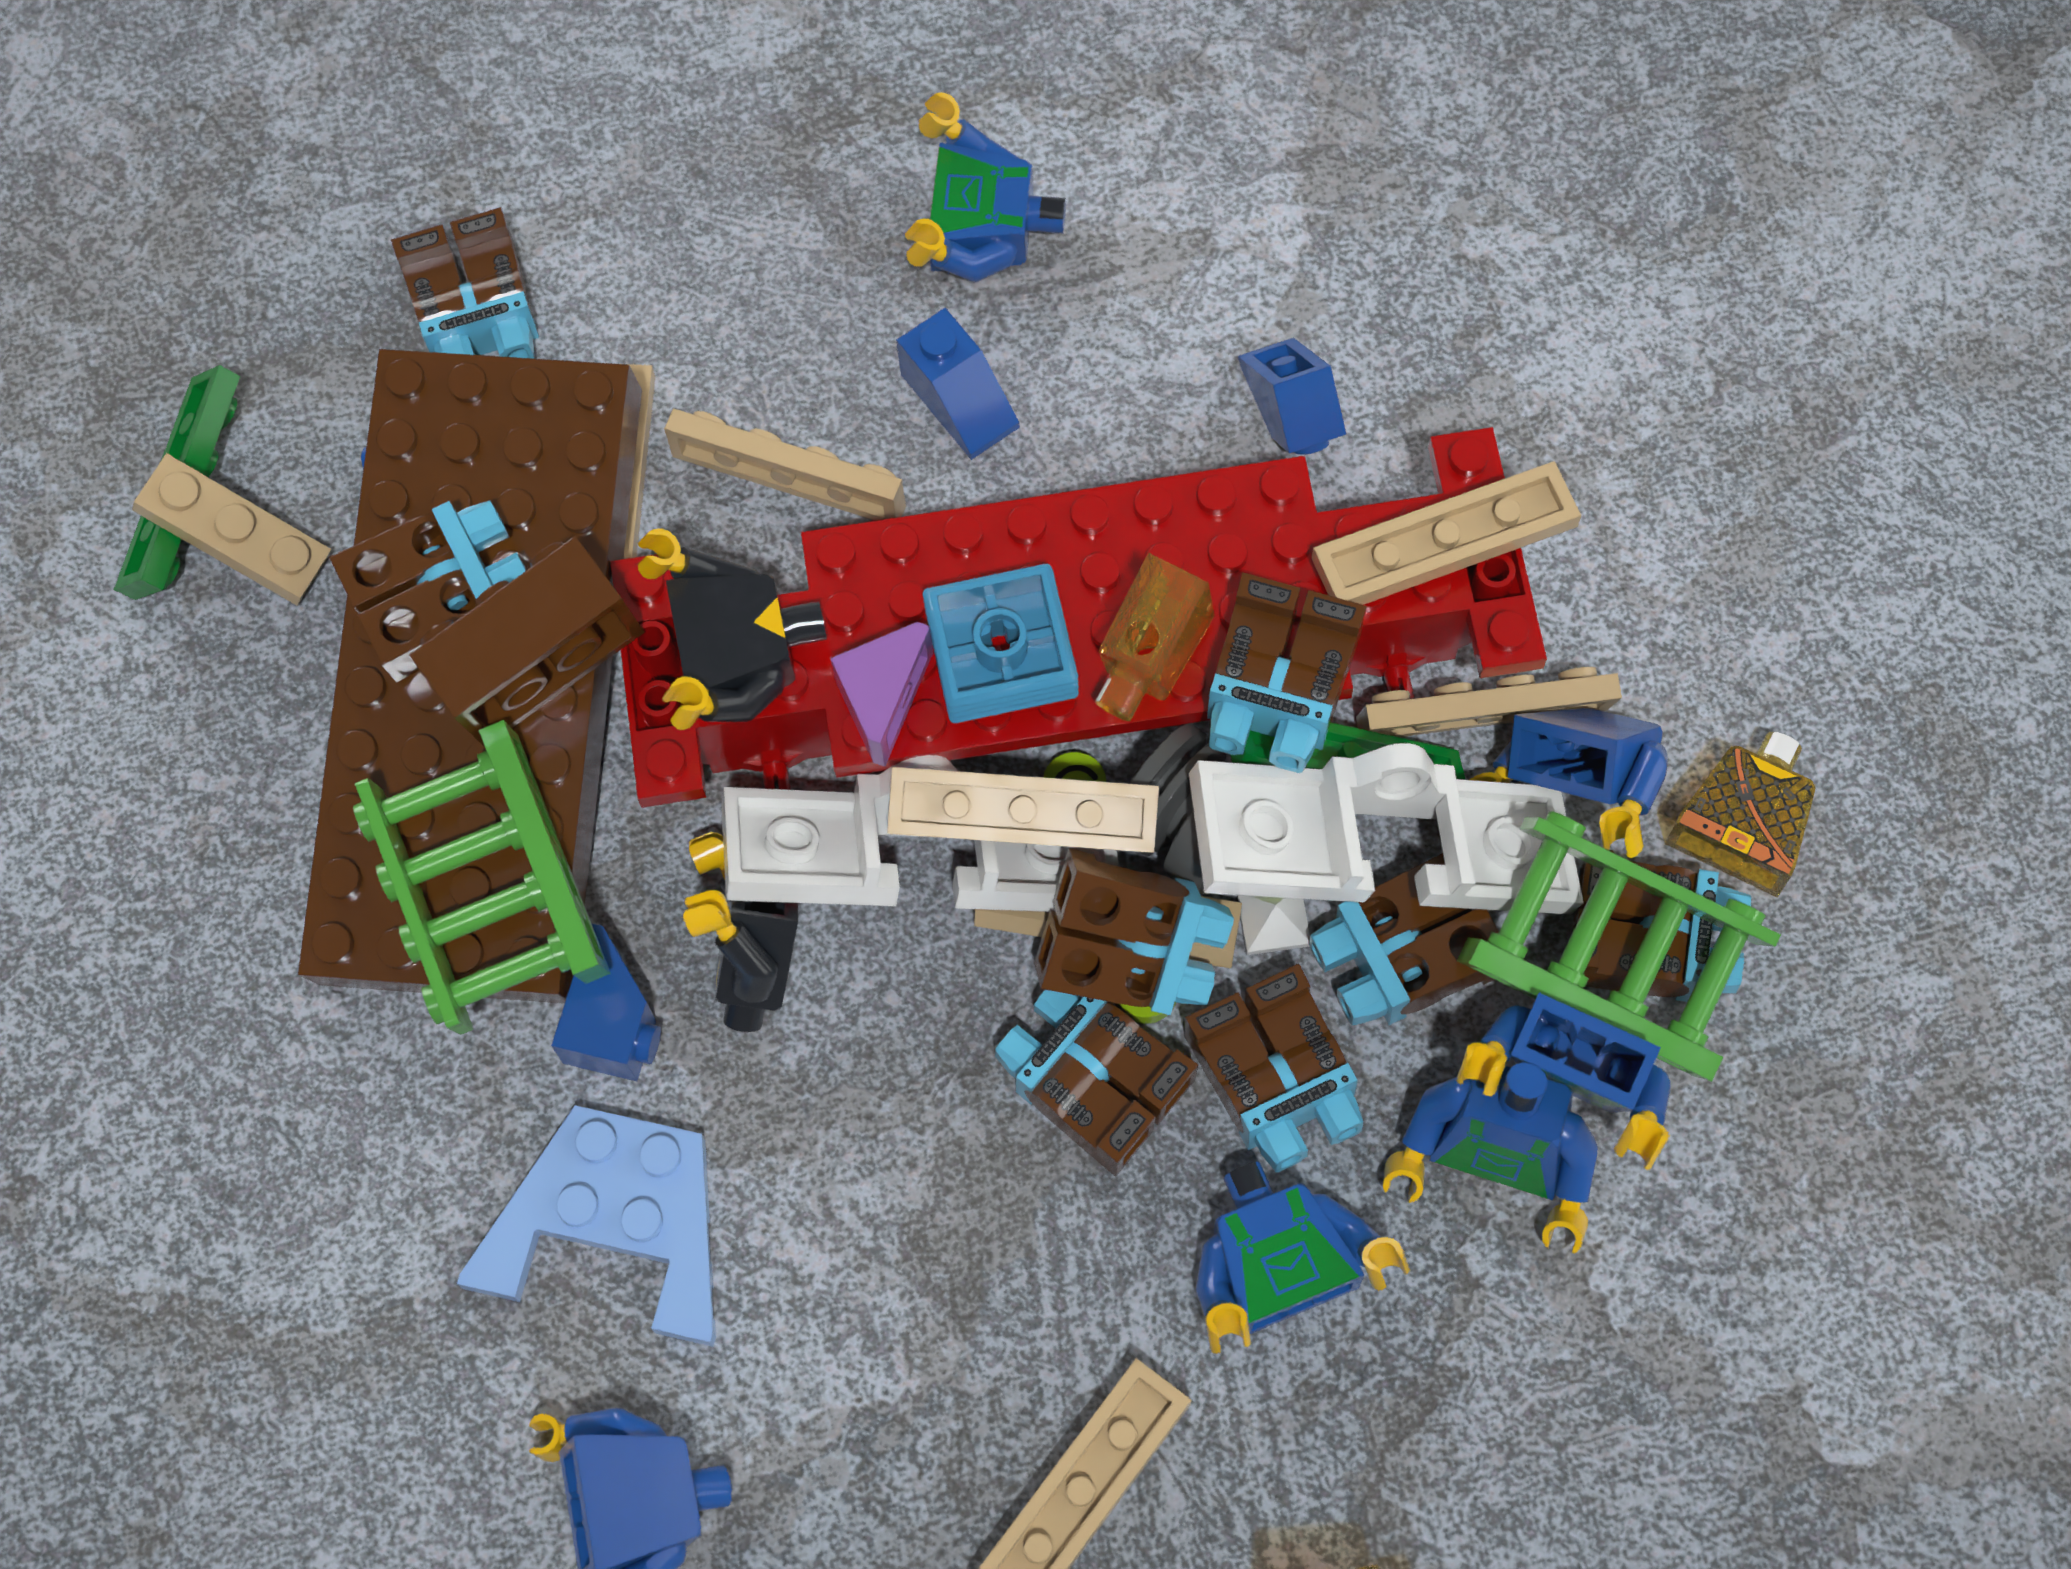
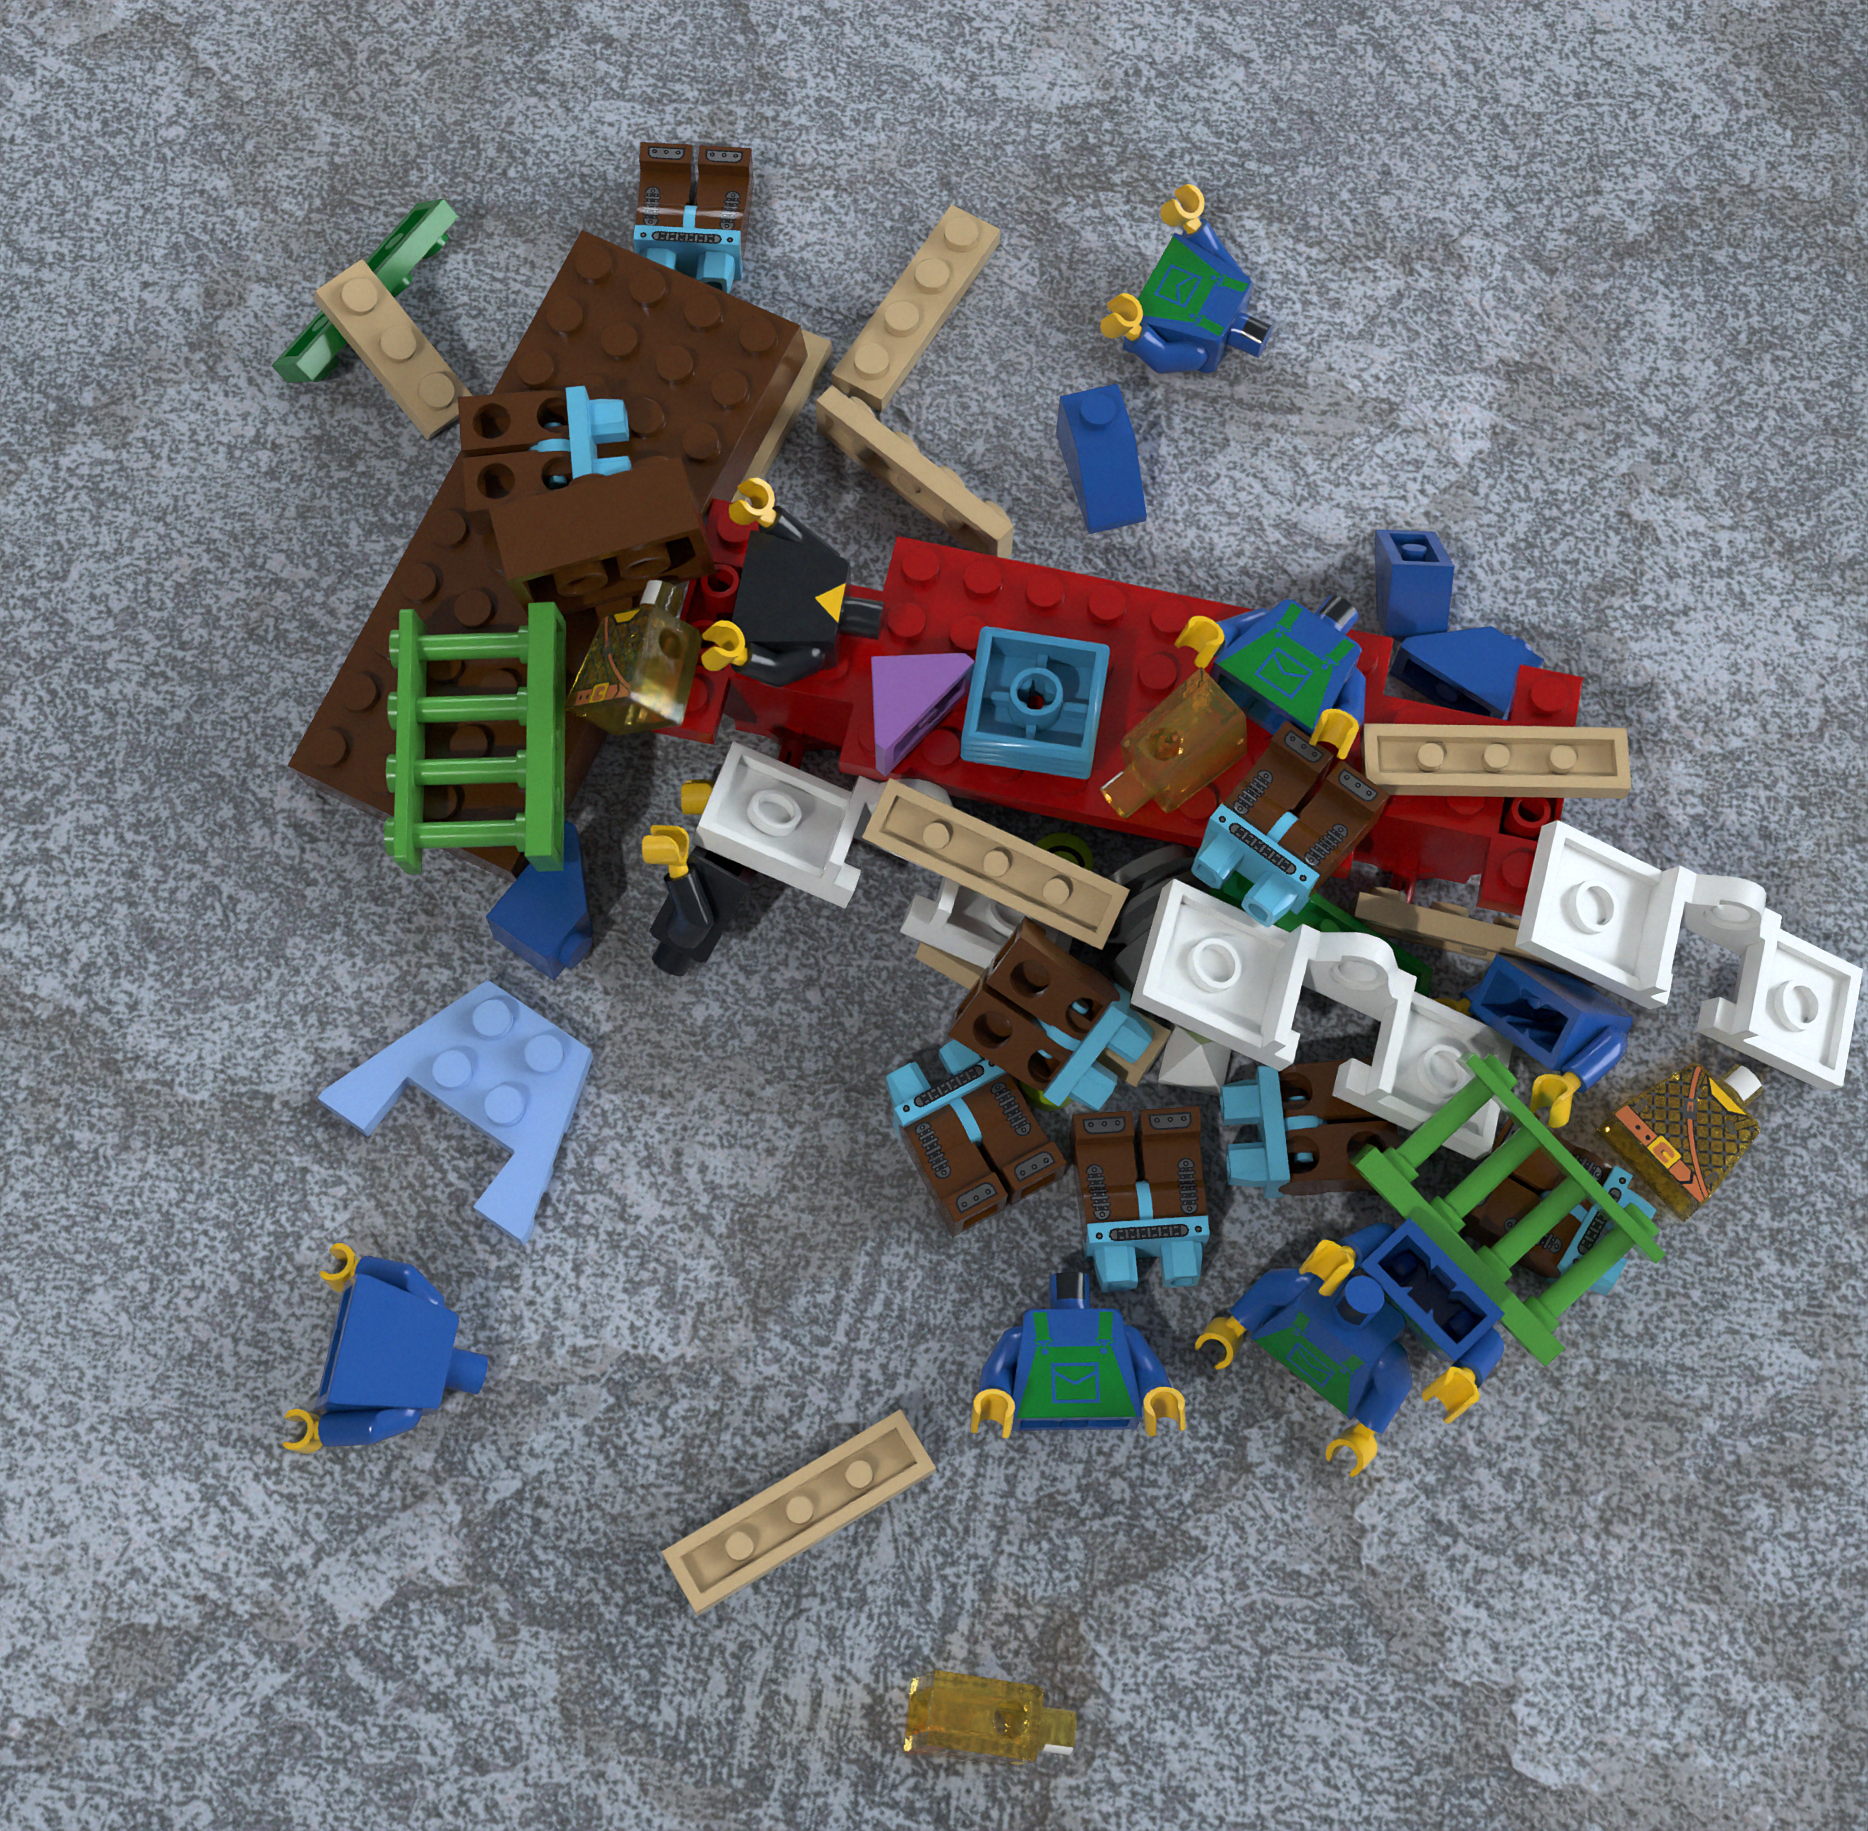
camera: 15 degrees right, 0 degrees up
(607, 750) = (638, 666): none -> clear yellow torso
(719, 303) = (916, 308): none -> tan plate
(1224, 521) = (1288, 667): none -> torso
(1377, 458) = (1464, 668): none -> blue slope
(1619, 646) = (1621, 927): none -> white plate

